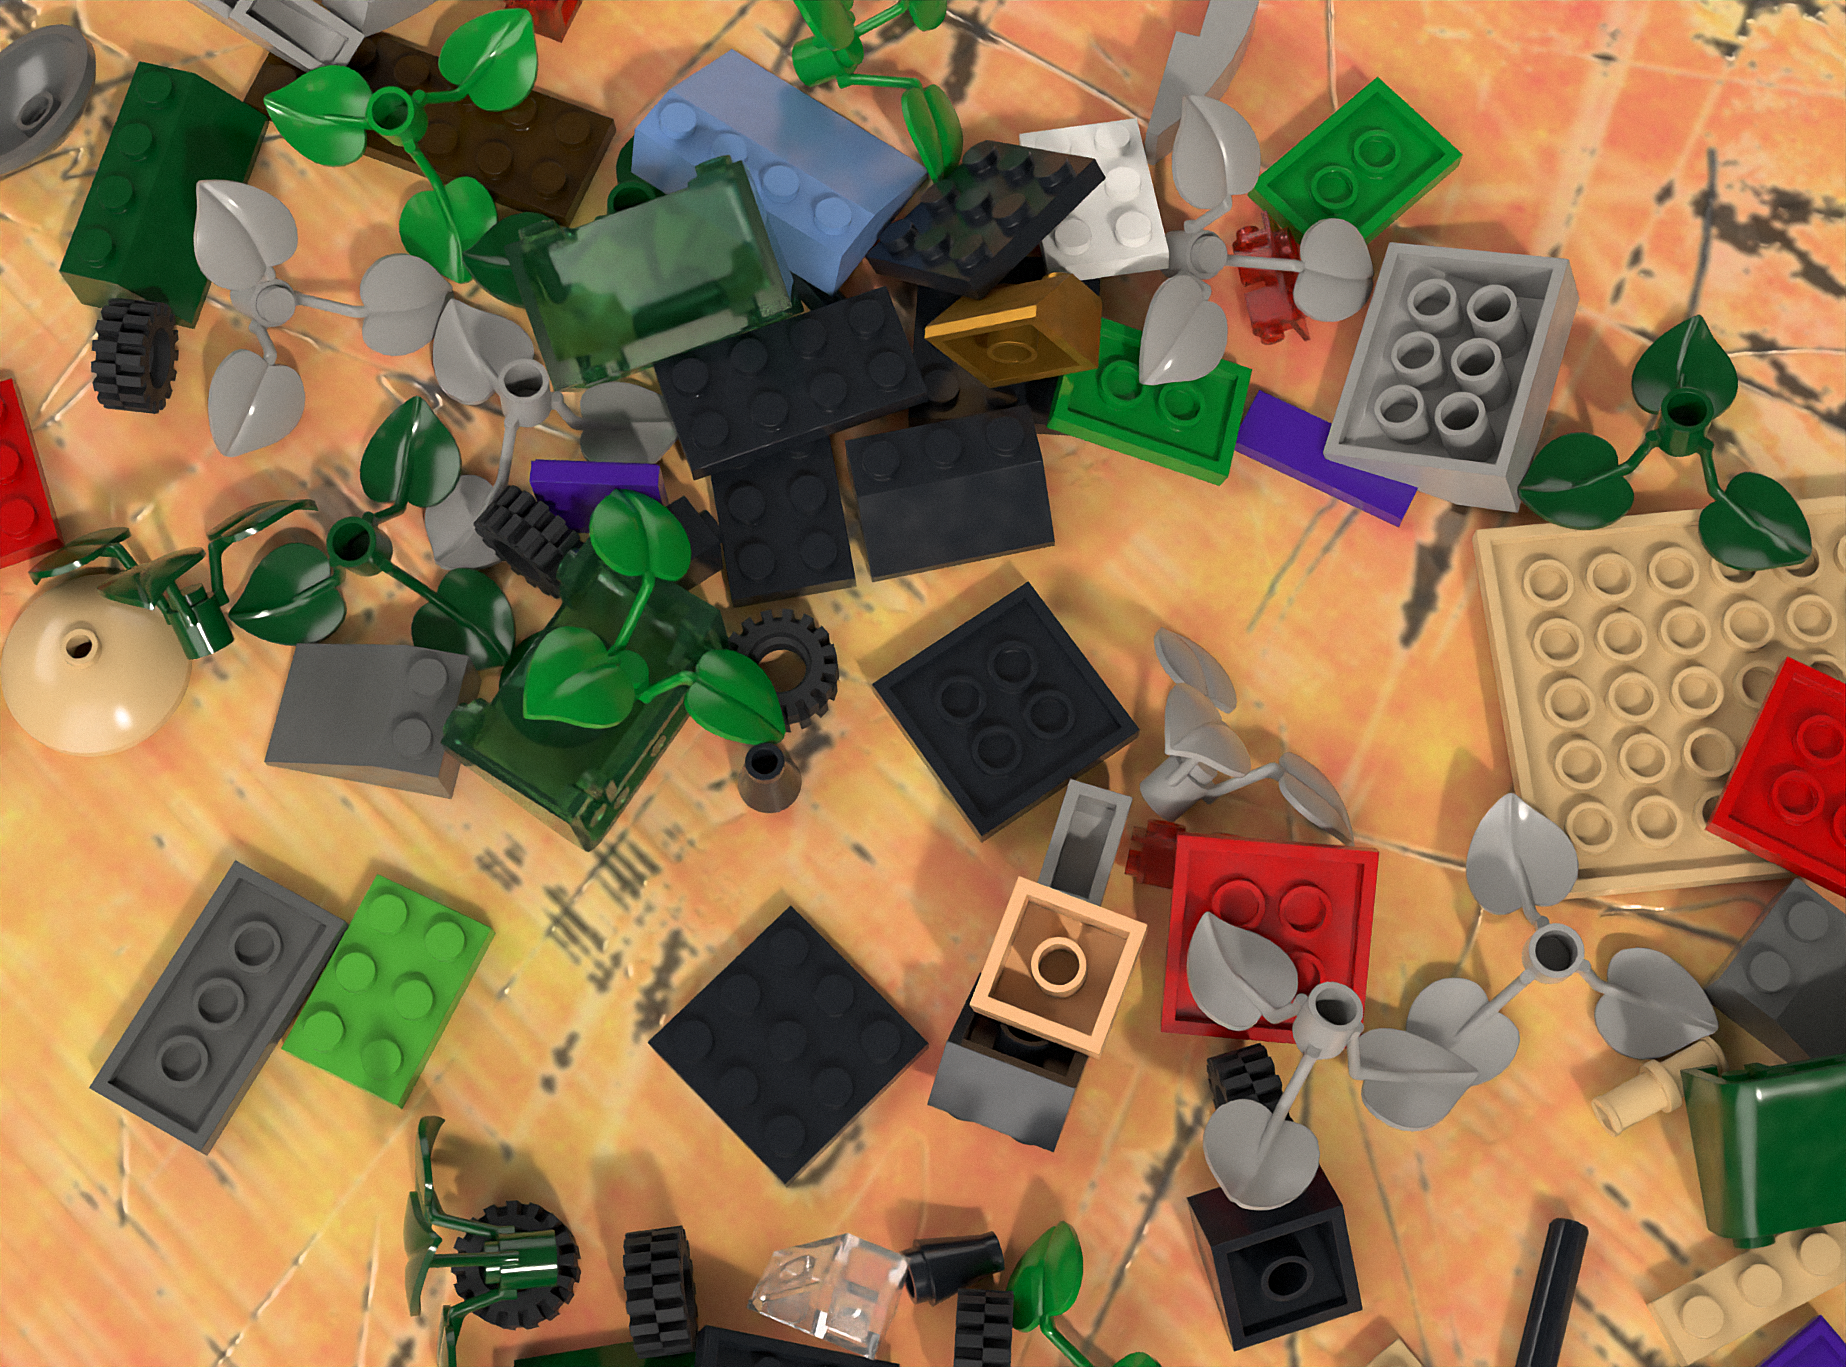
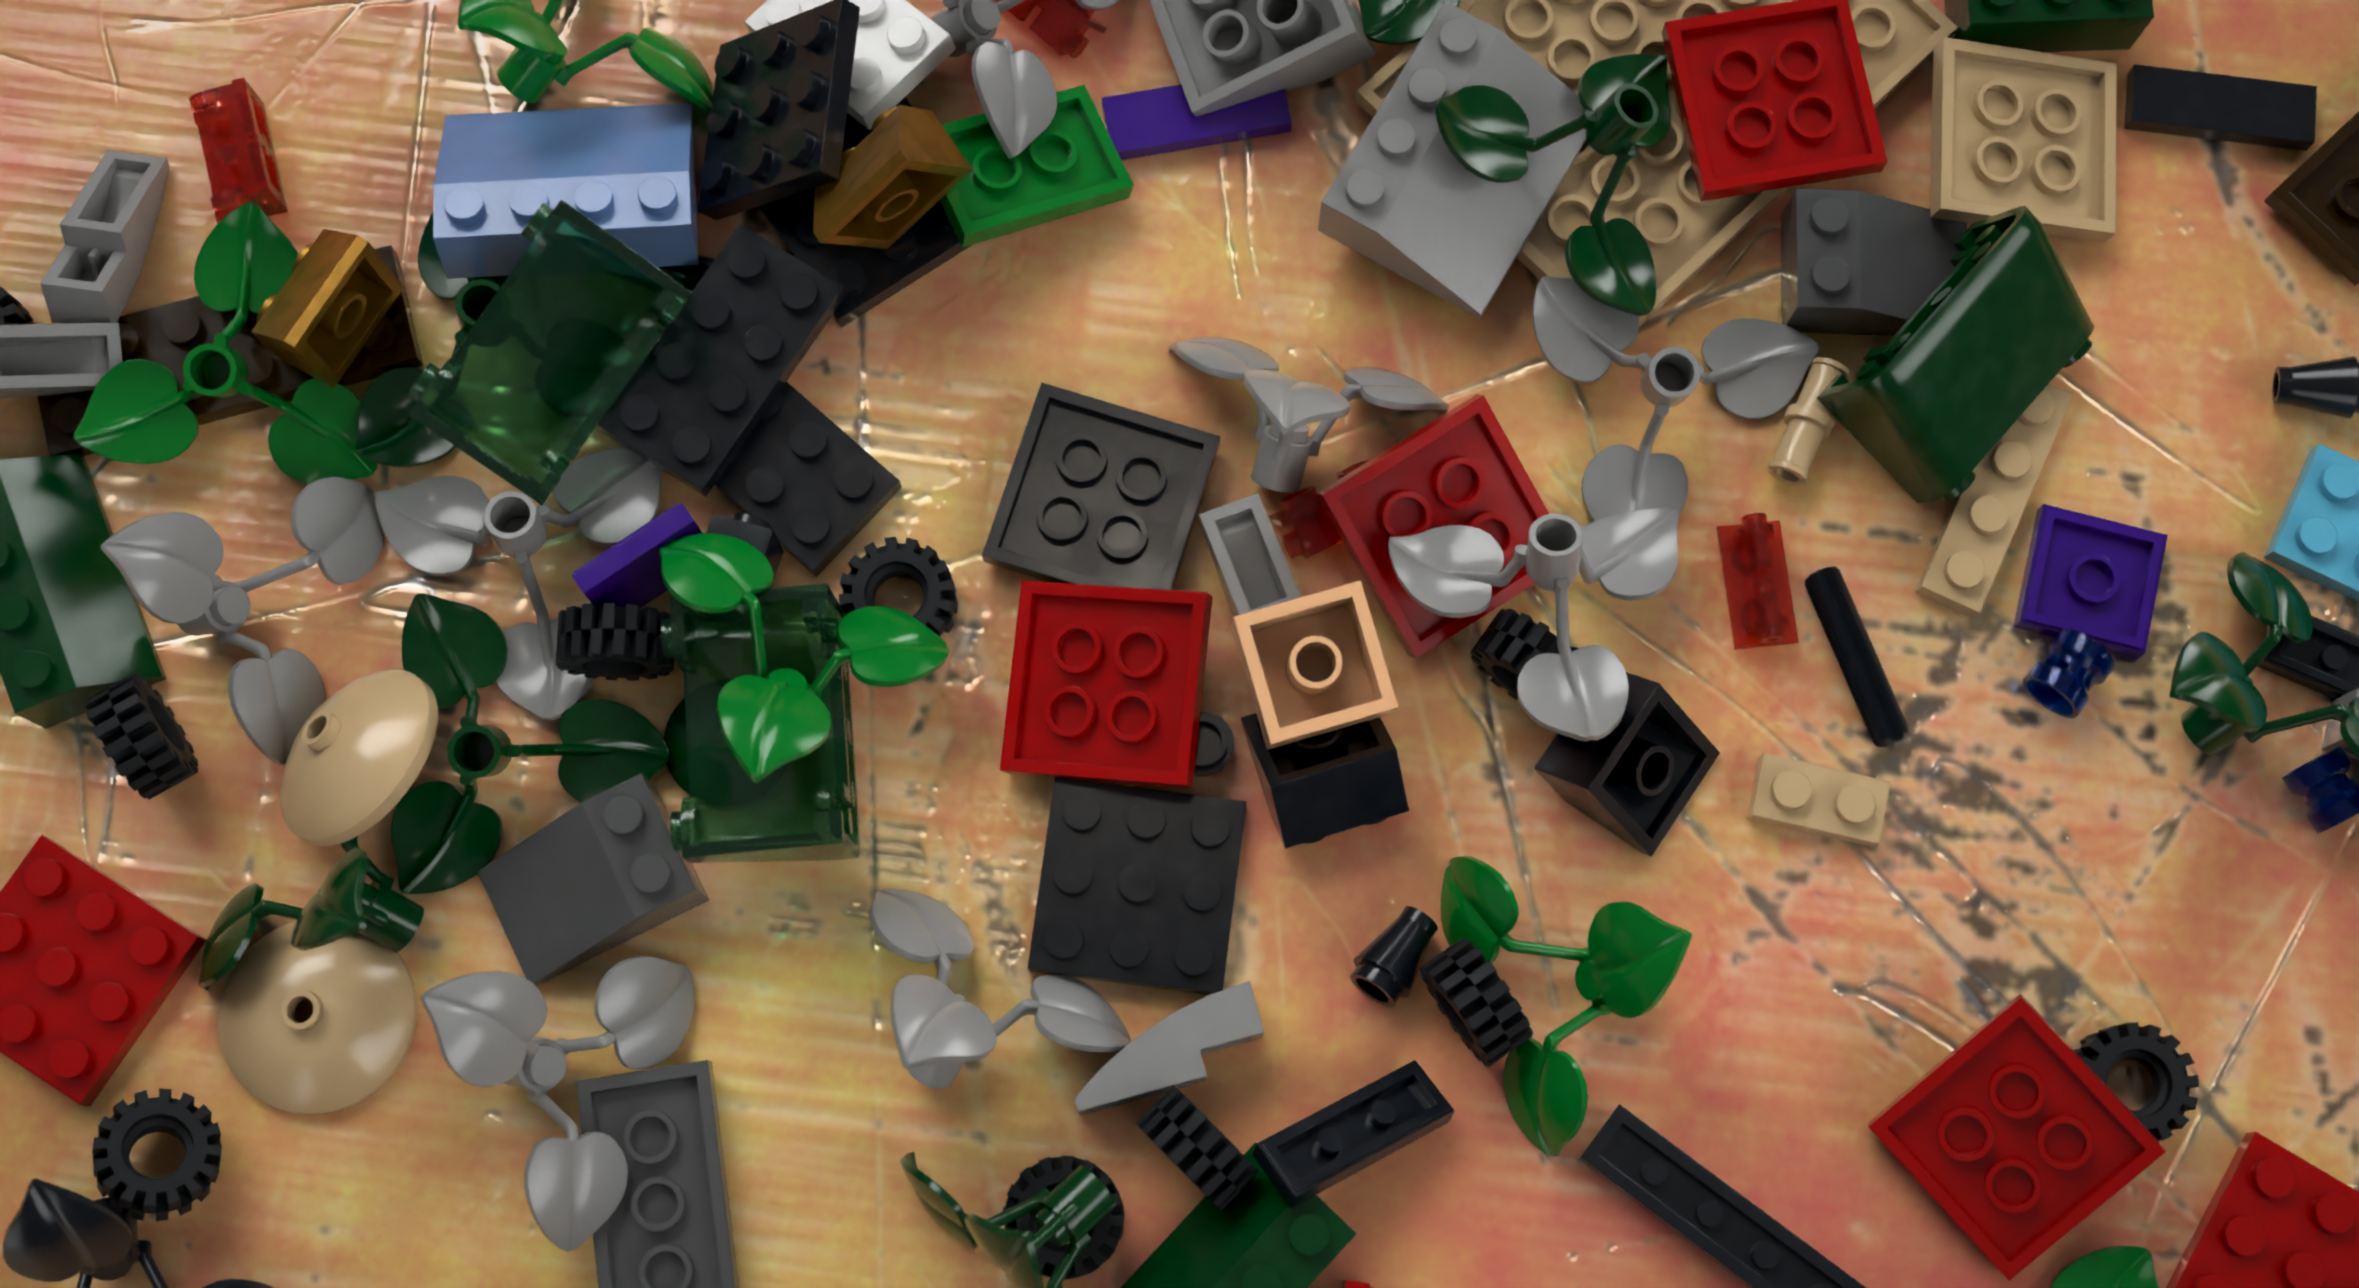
camera: 40 degrees left, 5 degrees up
(186, 764) = (489, 1039): none -> light grey plant
(273, 484) = (358, 756): none -> tan dish
(389, 991) = (785, 1088): bright green plate -> none
(522, 1028) = (941, 1029): none -> light grey plant
(523, 130) = (328, 305): none -> pearl gold slope
(709, 1199) = (1173, 1050): none -> light grey slope
(773, 790) = (964, 704): cone -> none
(834, 1290) = (1325, 1043): clear slope -> none
(888, 860) = (1106, 683): none -> red plate
(930, 969) = (1214, 745): none -> black plate
(950, 492) = (922, 356): black slope -> none
(1507, 1190) = (1757, 583): none -> clear red hinge
(1514, 646) = (1409, 197): none -> light grey slope
(1695, 698) = (1624, 111): none -> dark green plant

